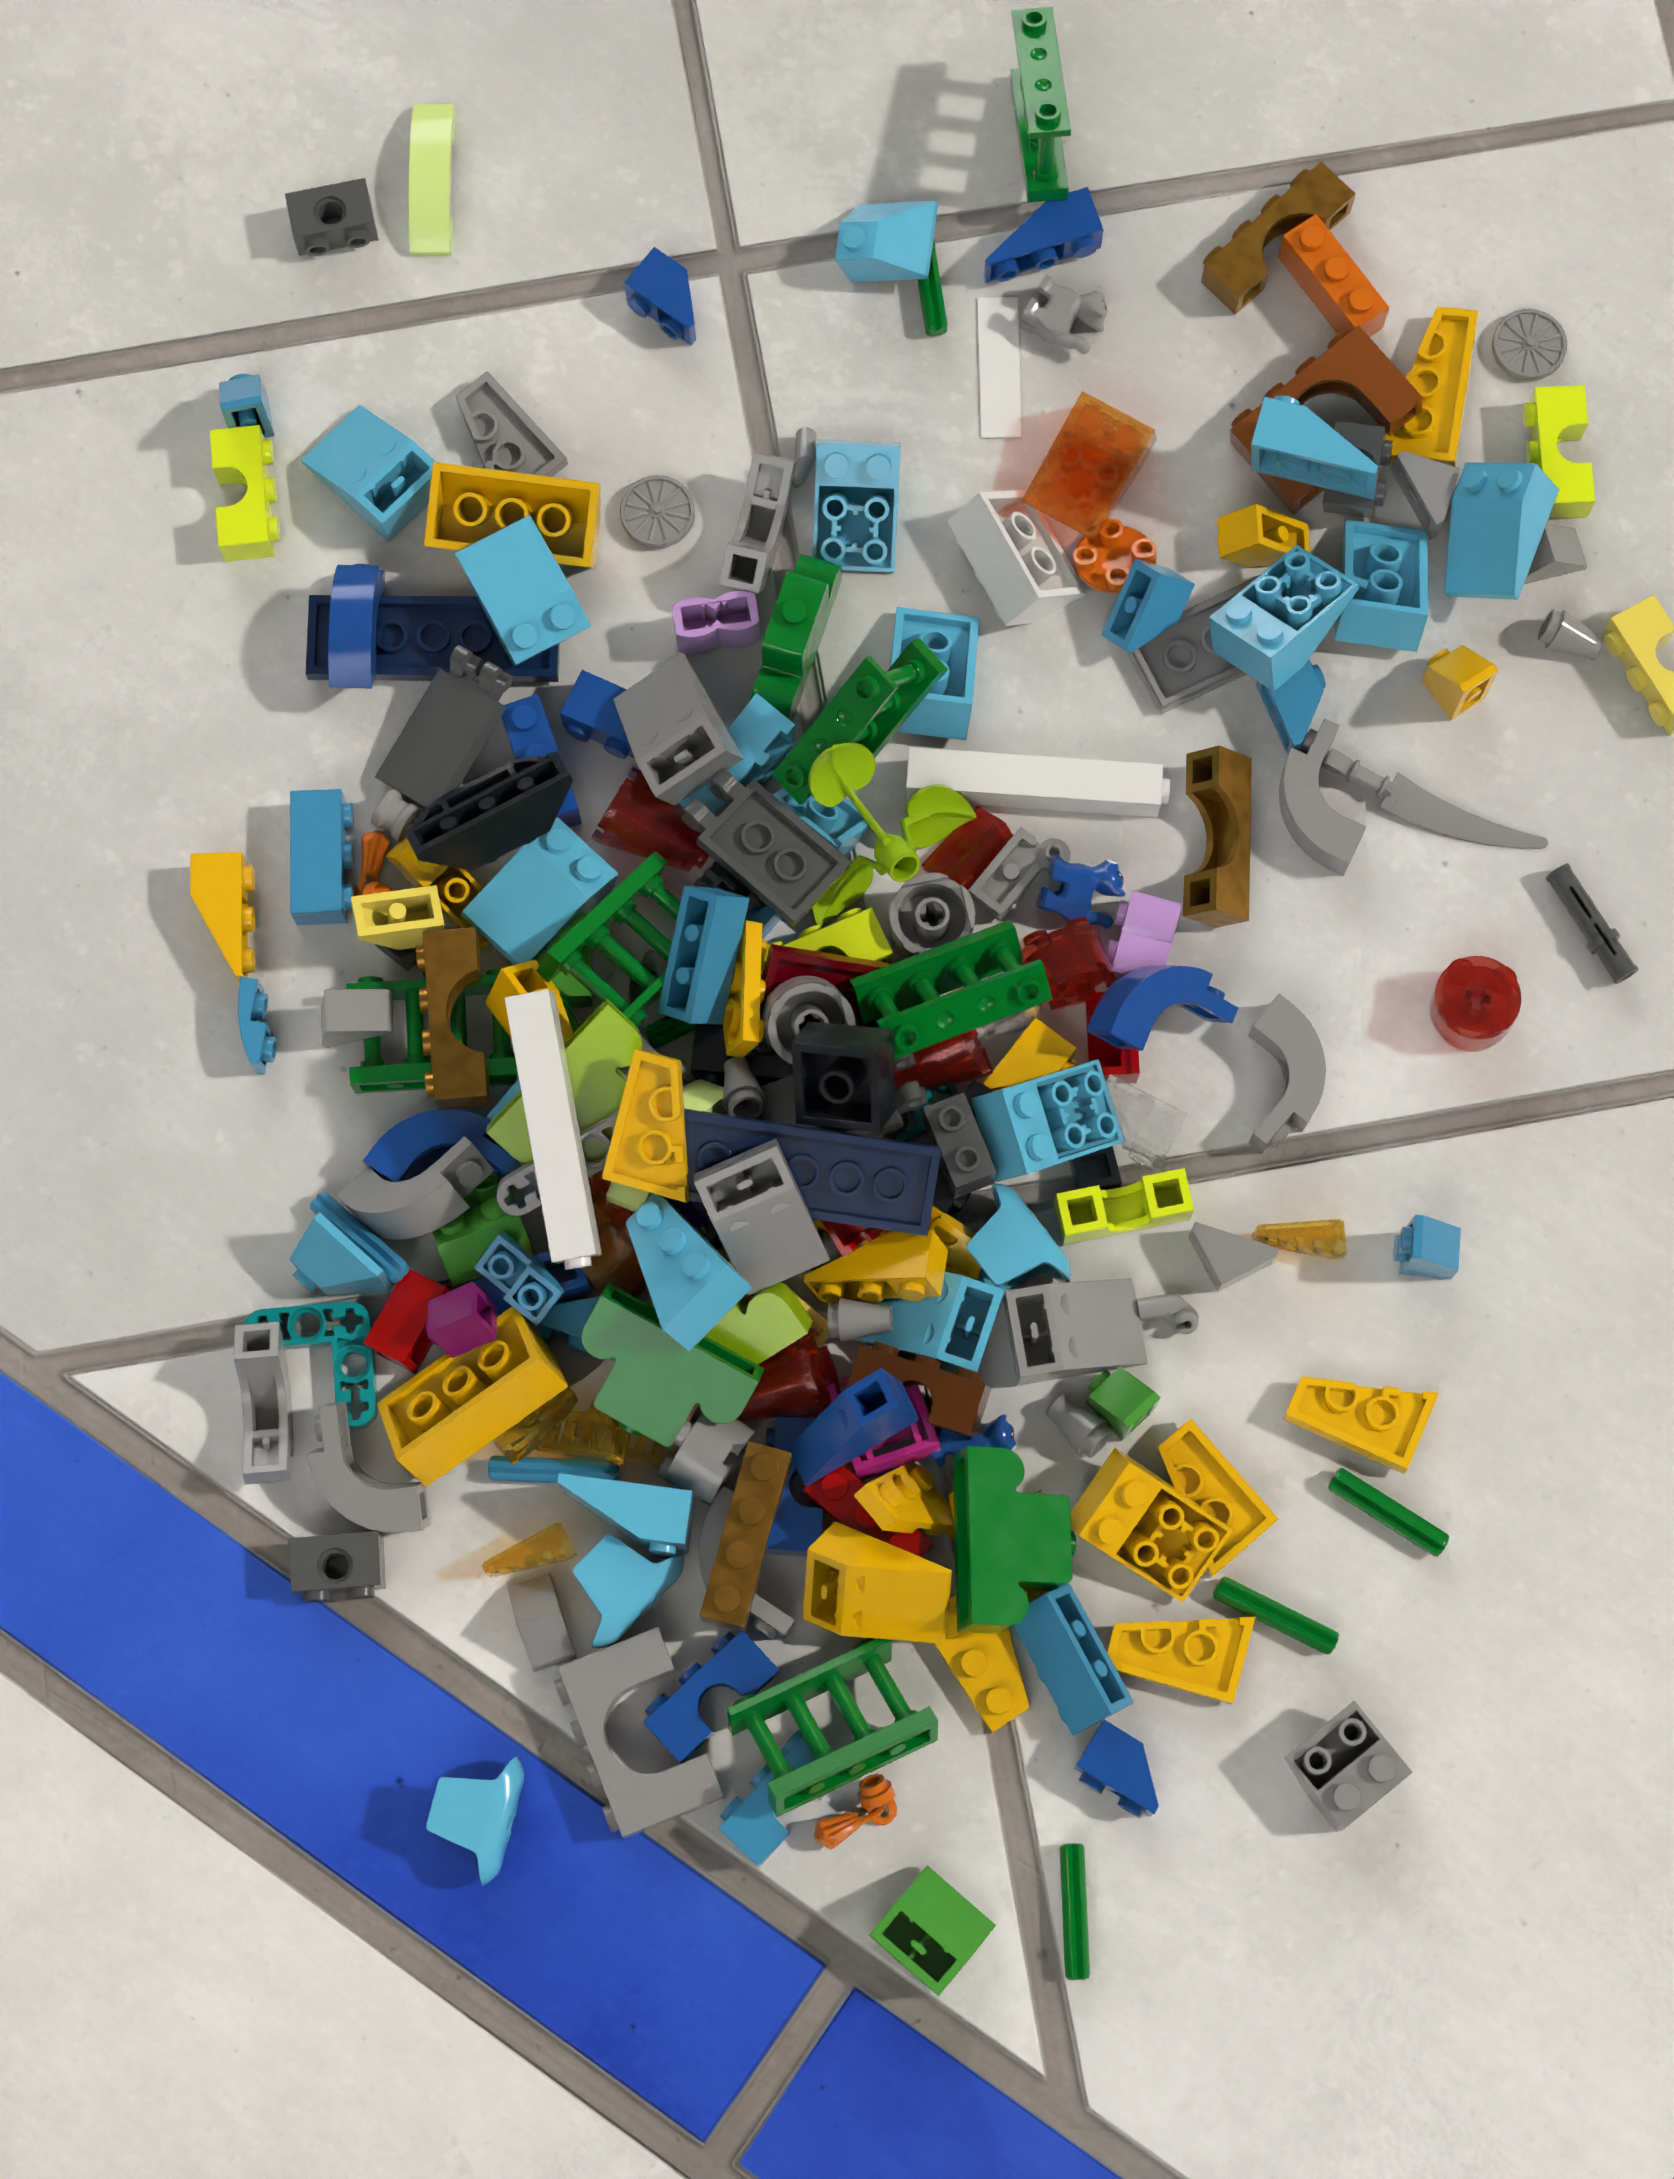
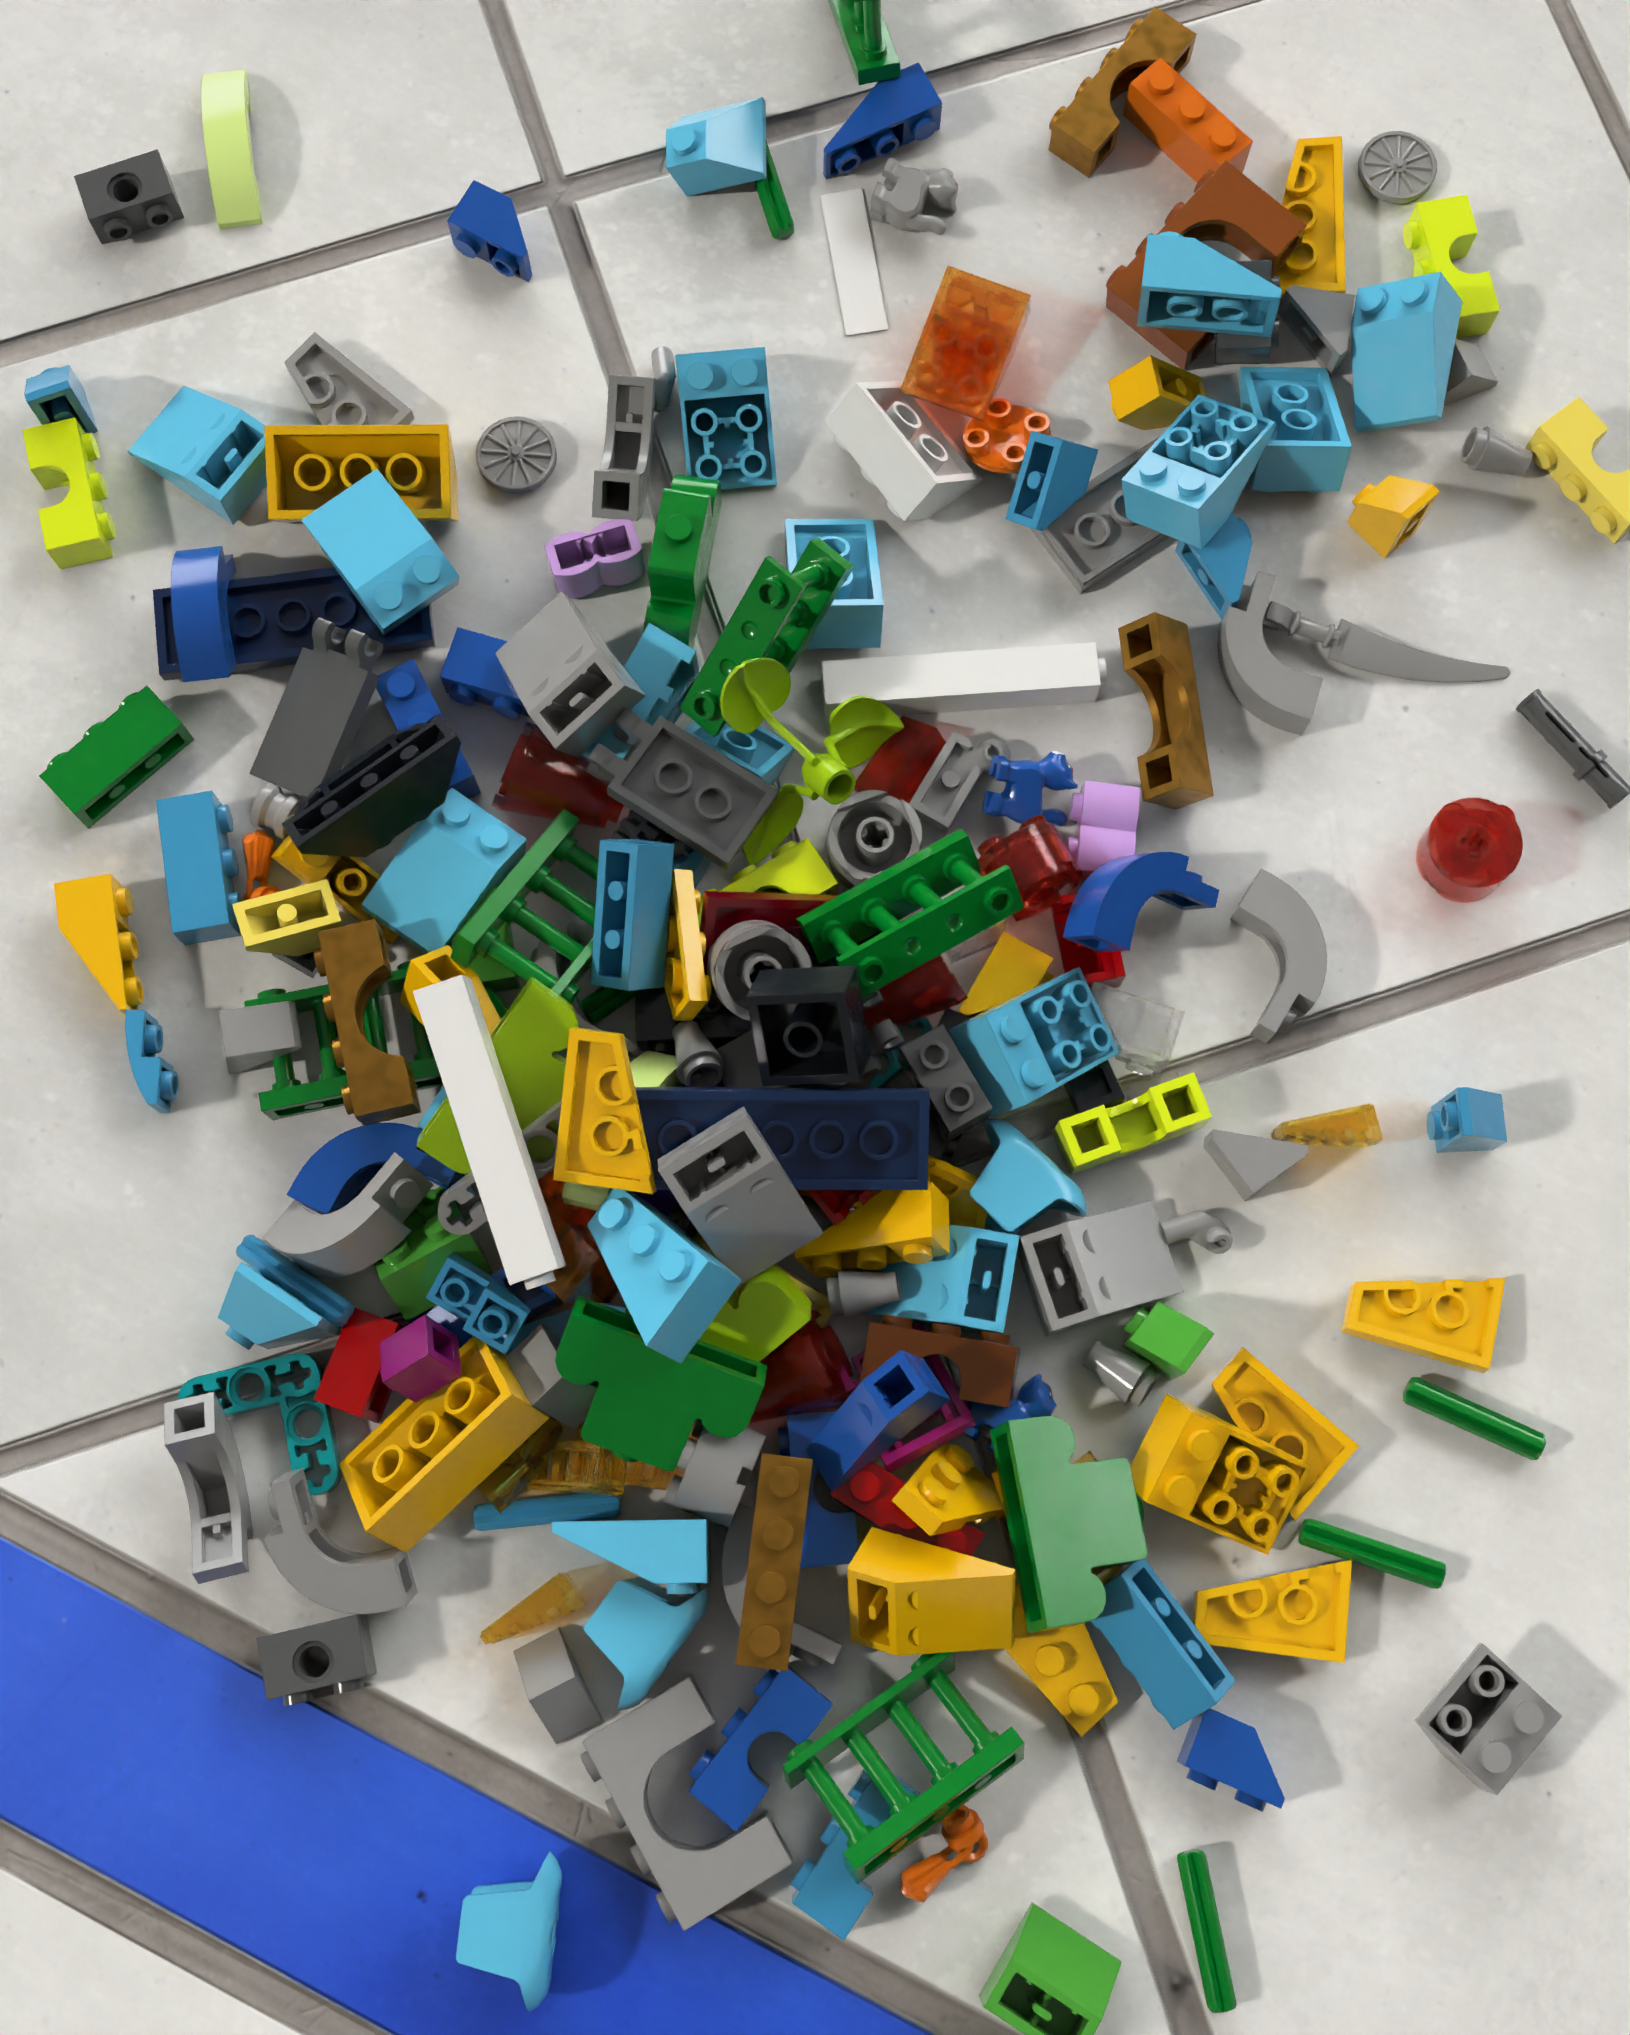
camera: 10 degrees left, 0 degrees up
(257, 744) = (116, 756): none -> green brick
(568, 1356) = (543, 1385): none -> light grey slope

